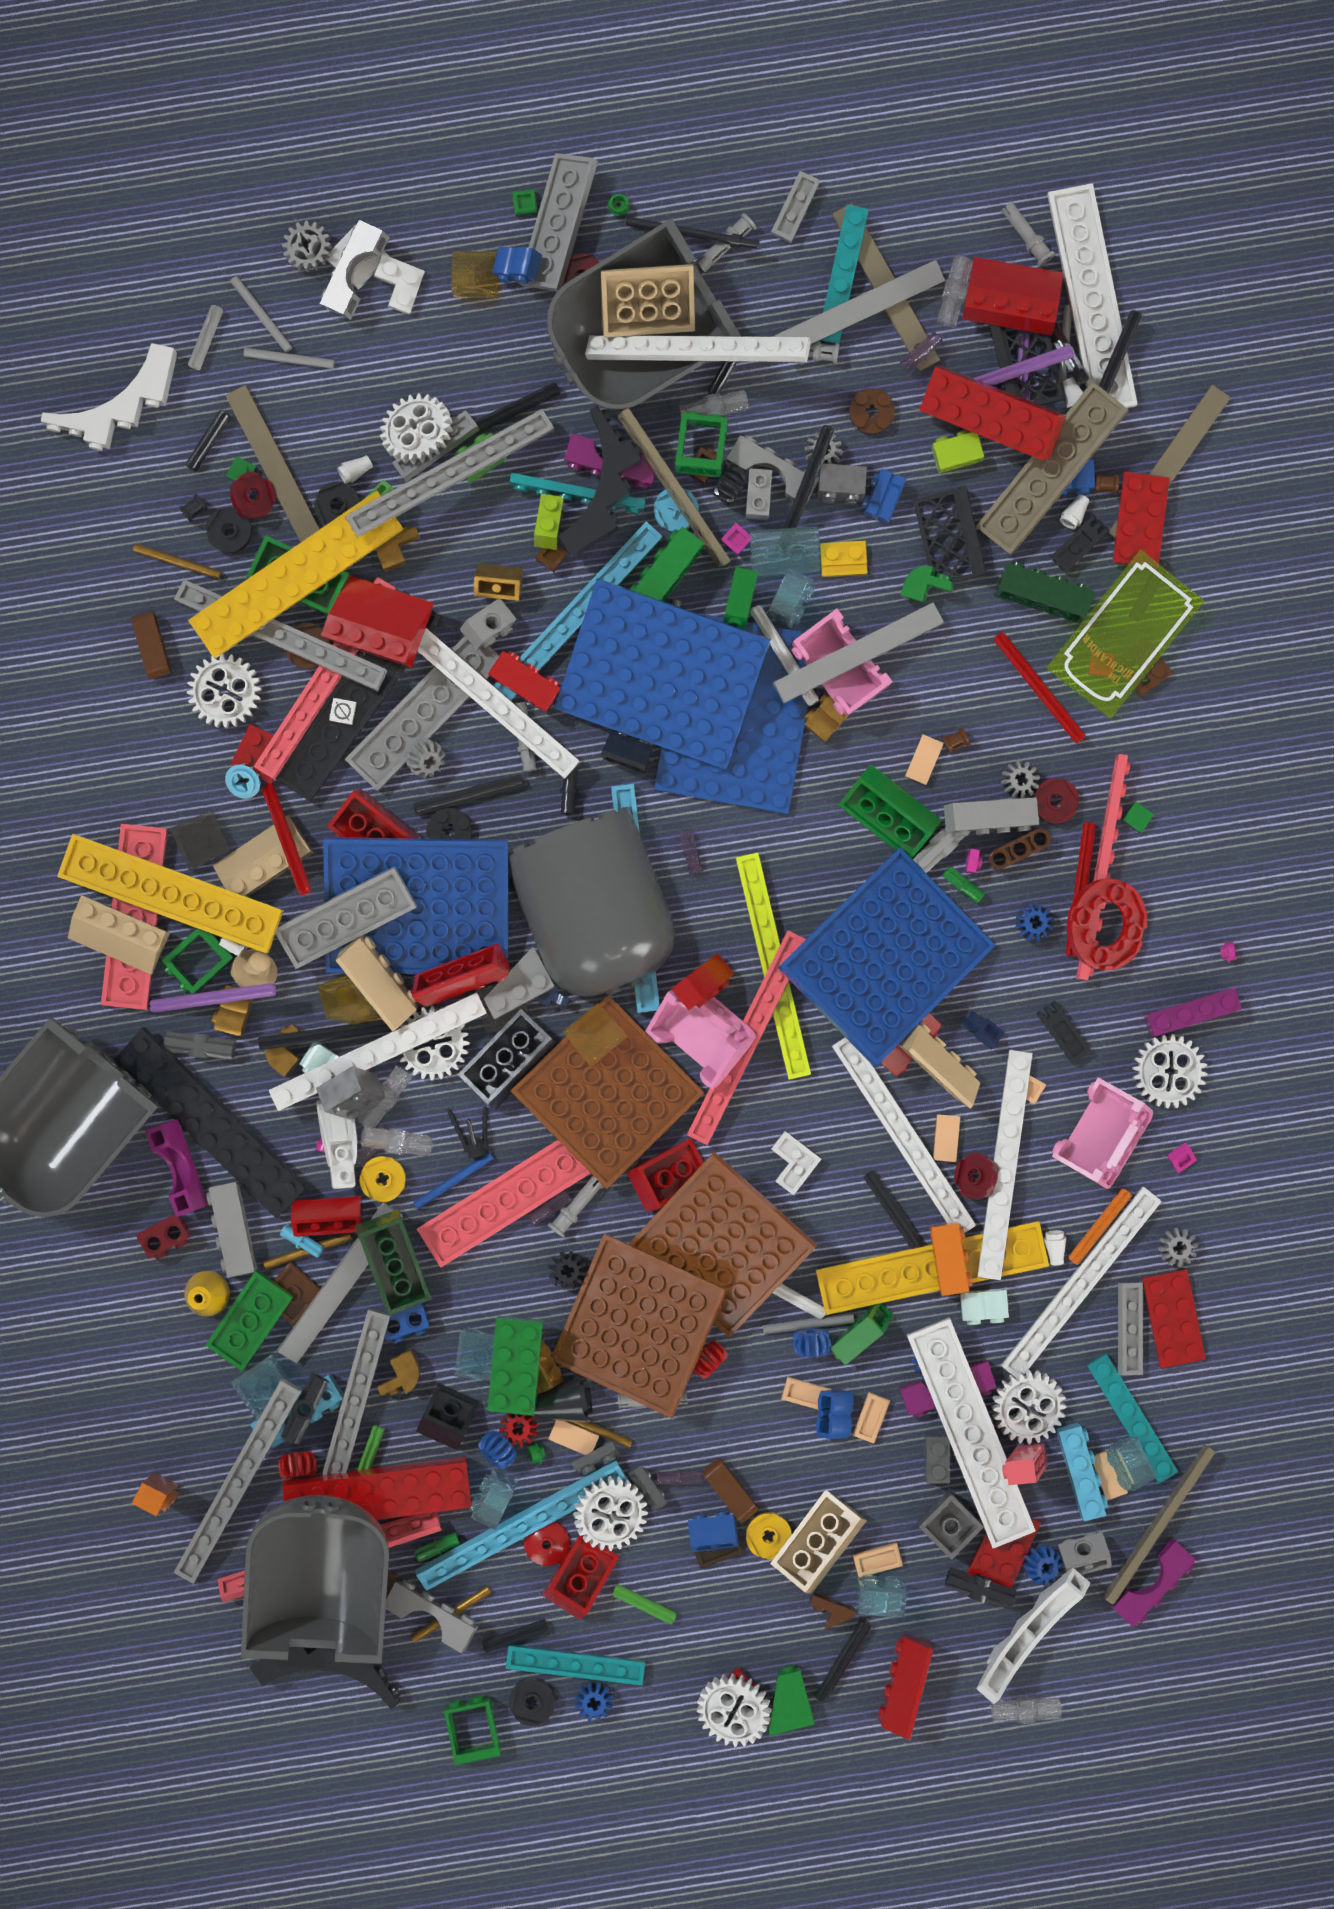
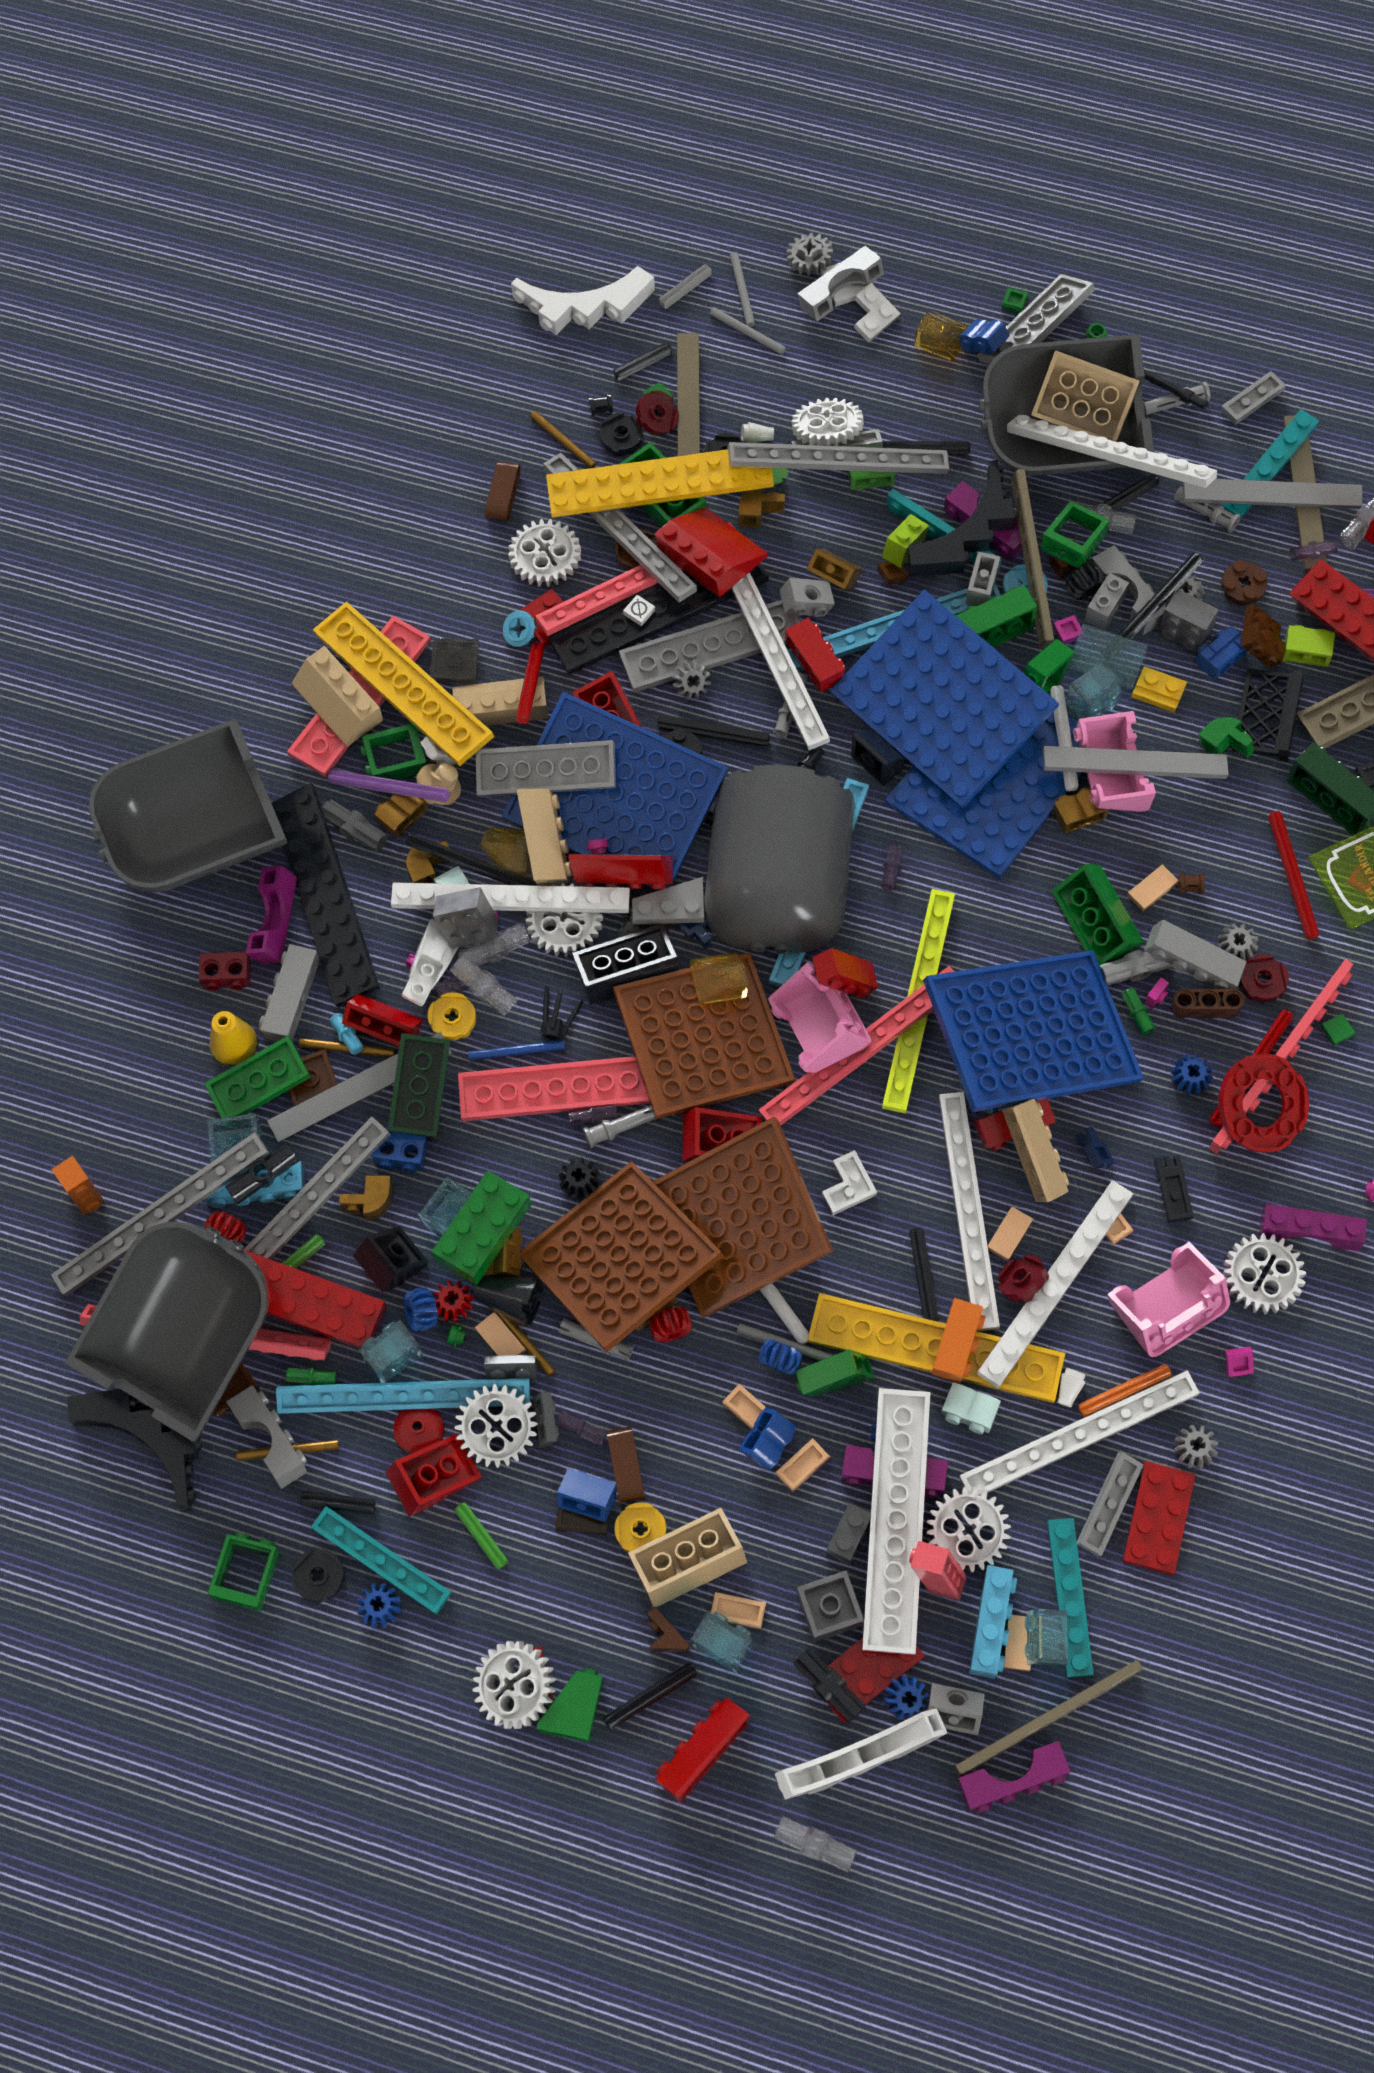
camera: 30 degrees right, 20 degrees down
(427, 963) = (597, 846): none -> dark pink plate
(640, 533) = (982, 579): none -> light grey brick
(913, 466) = (1262, 636): none -> reddish brown plate

